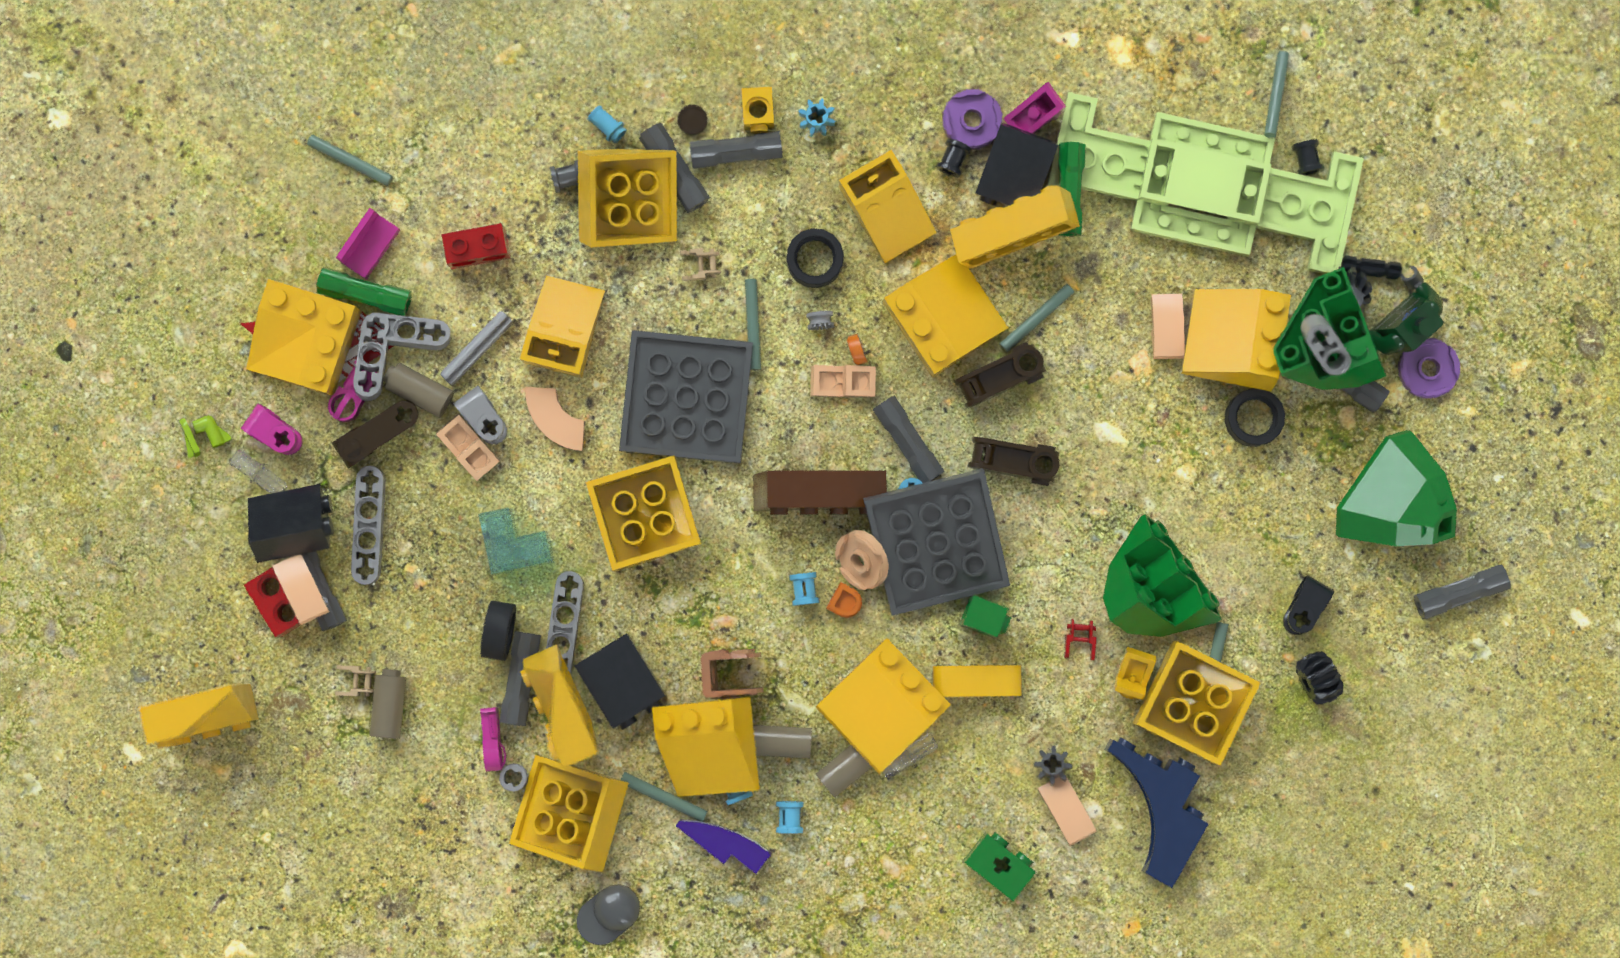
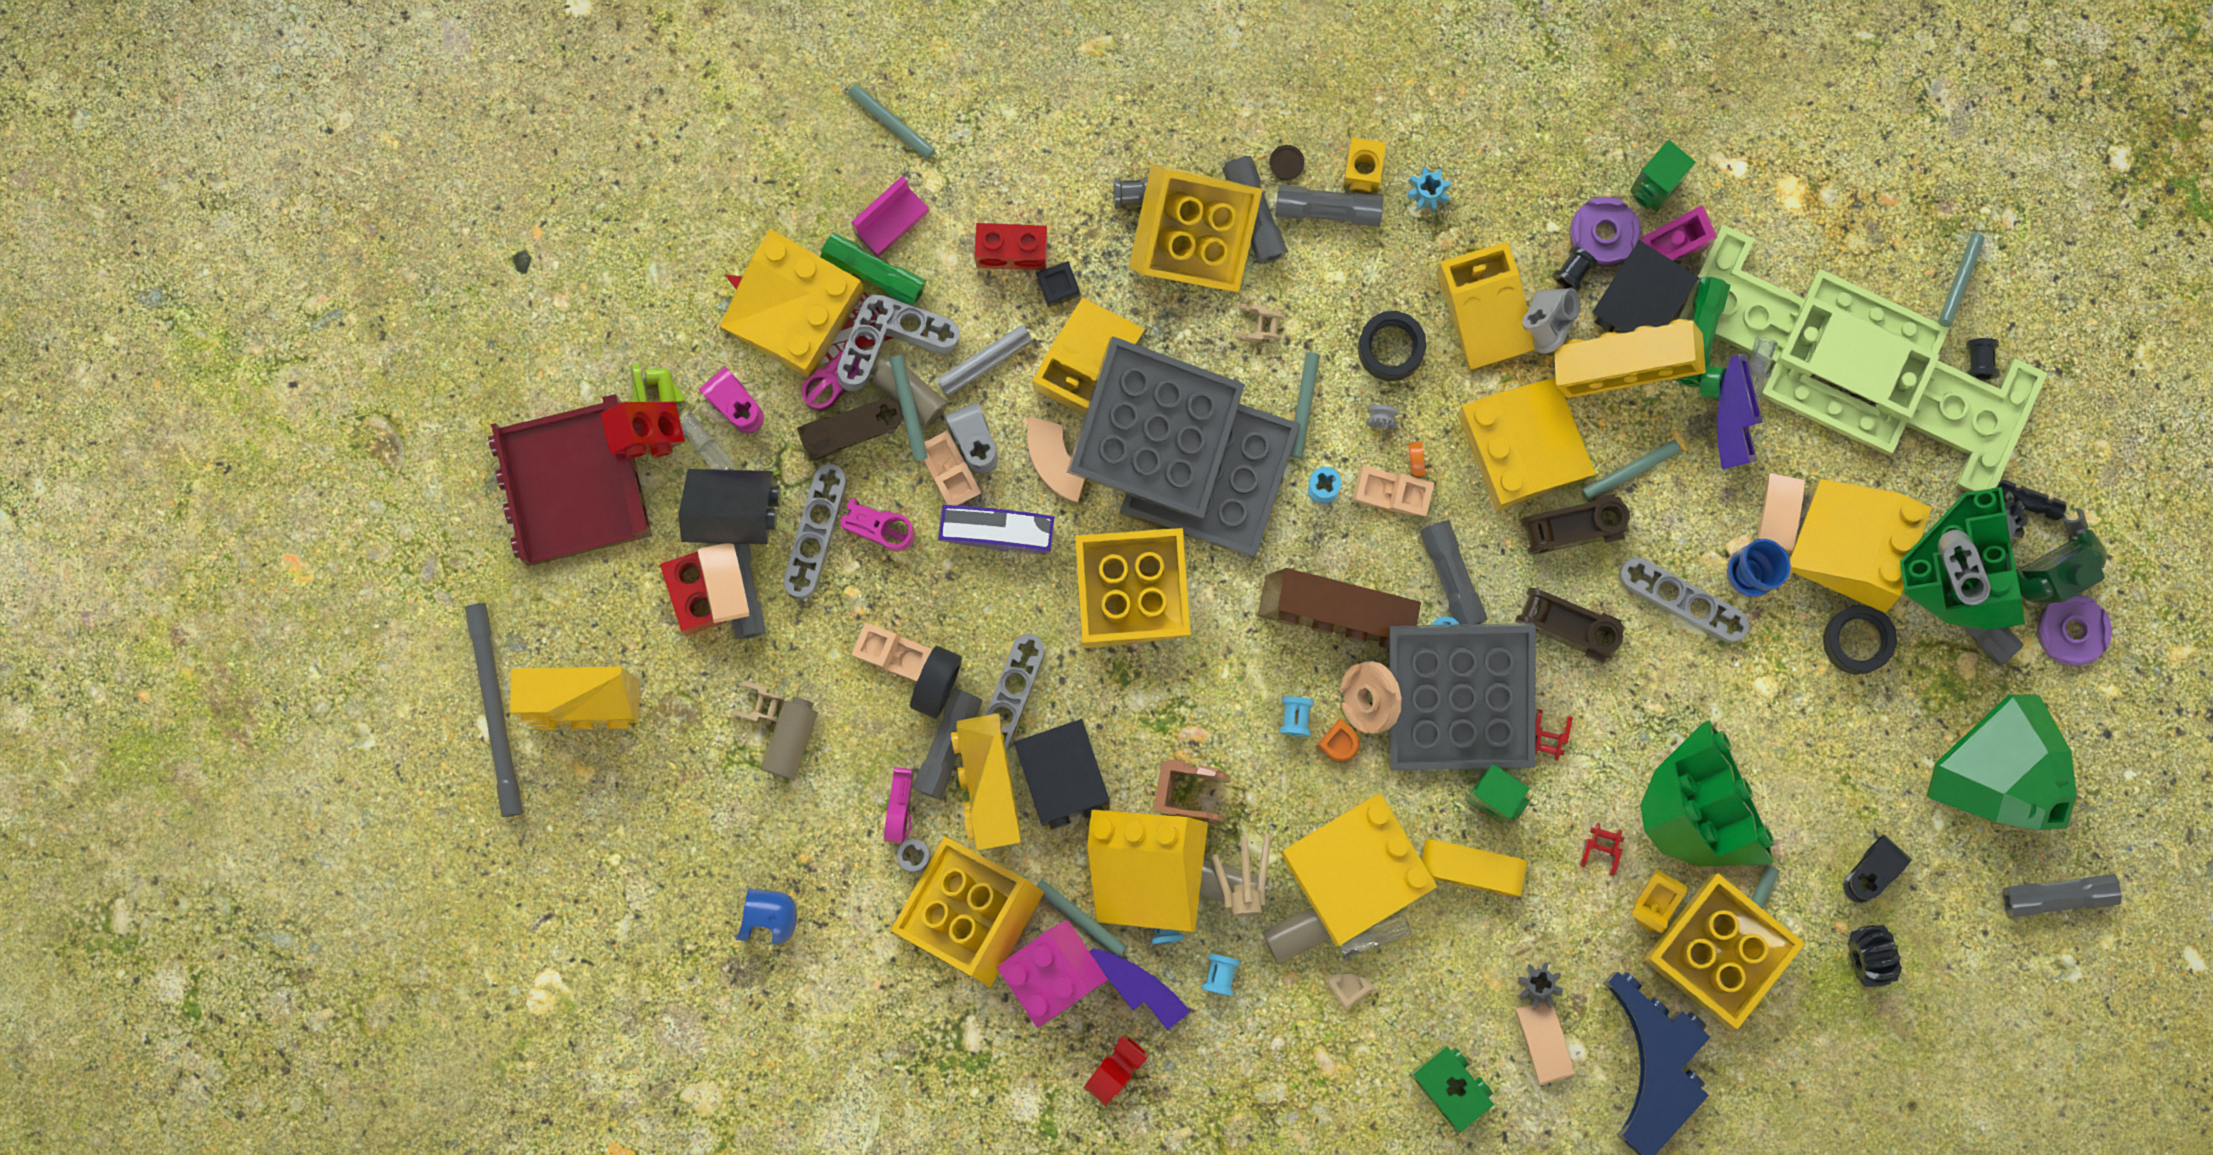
camera: 20 degrees right, 5 degrees down
(151, 531) = (567, 486): none -> dark red panel
(160, 796) = (506, 785): none -> dark grey piece
(201, 473) = (642, 428): none -> red brick
(404, 852) = (768, 910): none -> blue helmet
(415, 508) = (874, 524): none -> dark pink piece
(421, 404) = (908, 407): none -> sand green bar
(455, 612) = (891, 652): none -> light nougat slope
(506, 550) = (968, 596): clear light blue brick -> none
(518, 489) = (996, 529): none -> slope
(523, 268) = (1058, 284): none -> black tile
(607, 124) = (1190, 146): medium azure pin -> none
(608, 914) = (985, 1039): dark grey cap -> none
(632, 375) = (1155, 428): none -> dark grey plate
(650, 850) = (1052, 973): none -> dark pink brick
(721, 914) = (1116, 1069): none -> red leg
(784, 380) = (1325, 474): none -> medium azure bush
(795, 752) = (1245, 899): none -> tan plant
(897, 802) = (1348, 988): none -> tan tile
(942, 205) = (1551, 317): none -> light grey piece
(1009, 64) = (1661, 176): none -> green brick
(1027, 556) = (1562, 738): none -> red piece
(1092, 229) = (1712, 382): none -> green beam
(1102, 421) = (1681, 605): none -> light grey beam
(1113, 252) = (1736, 412): none -> dark purple slope
(1123, 211) = (1760, 363): none -> clear axle
(1169, 377) = (1767, 560): none -> blue helmet

